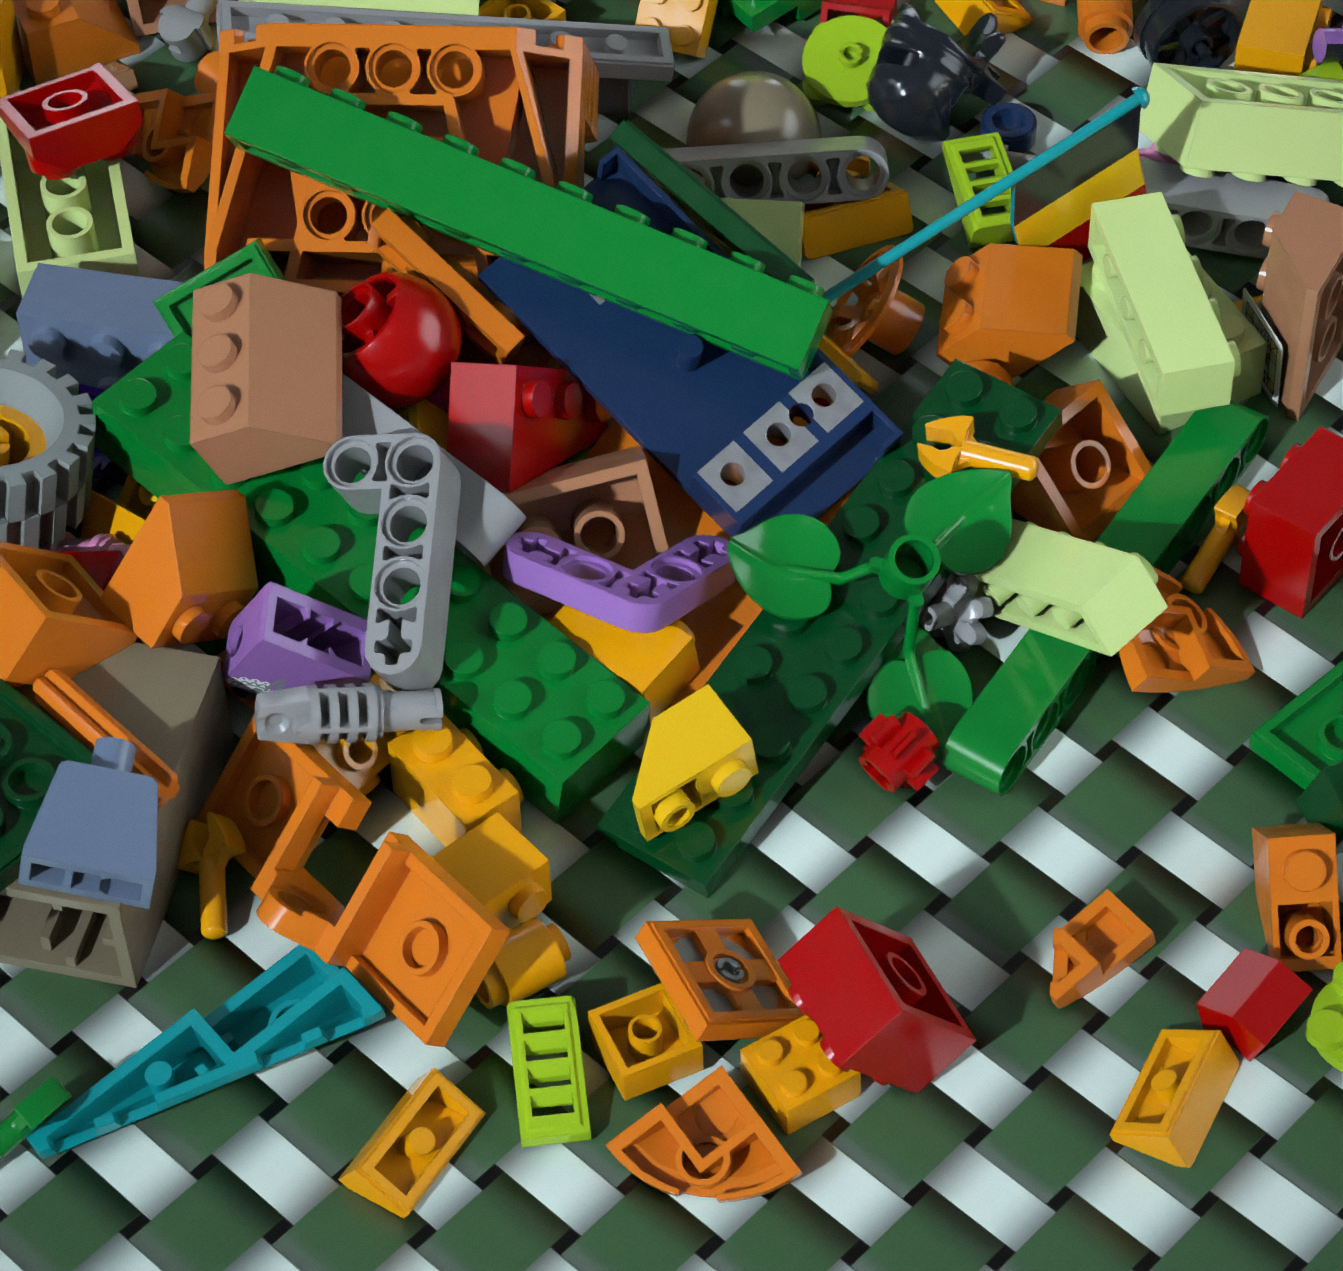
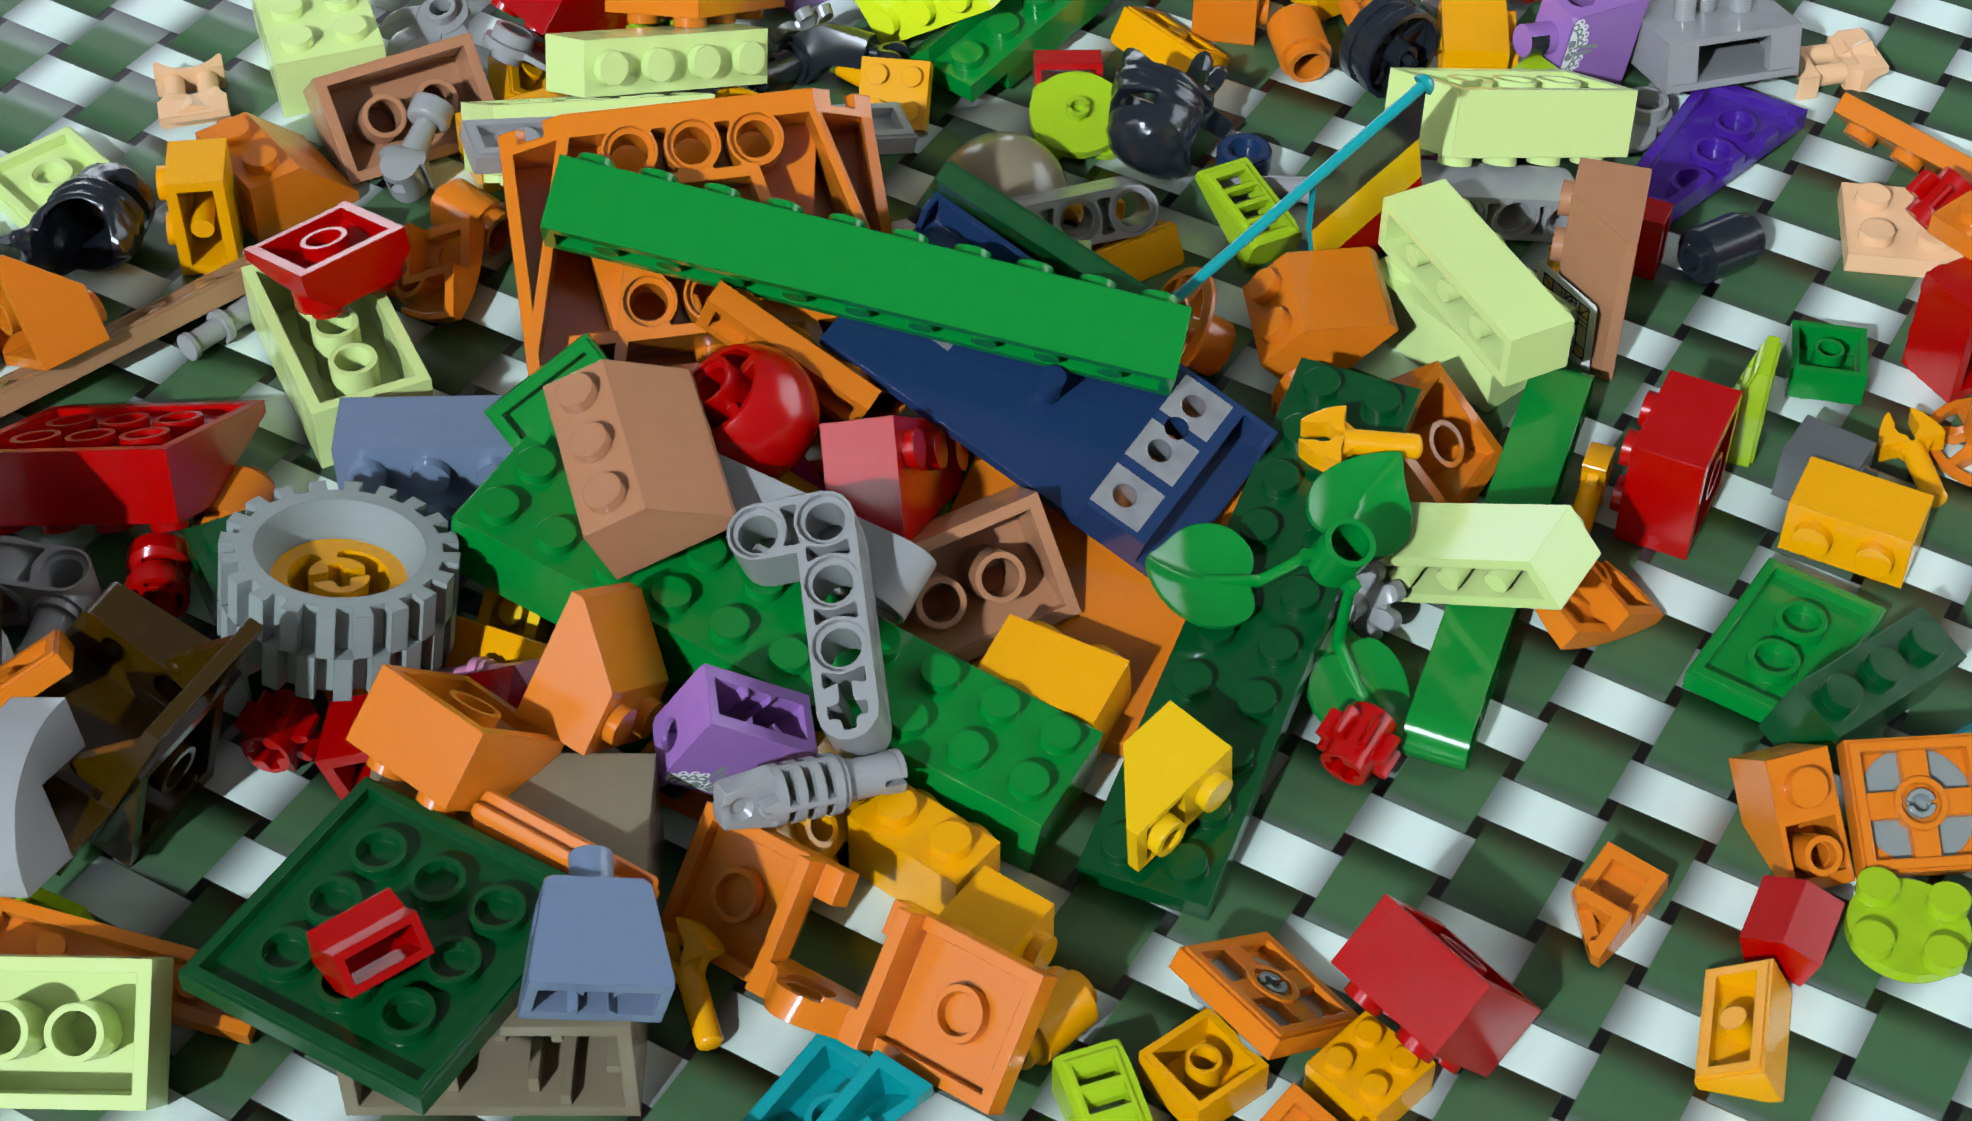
camera: 15 degrees left, 5 degrees down
(627, 598) = (1071, 629): medium lavender beam -> none

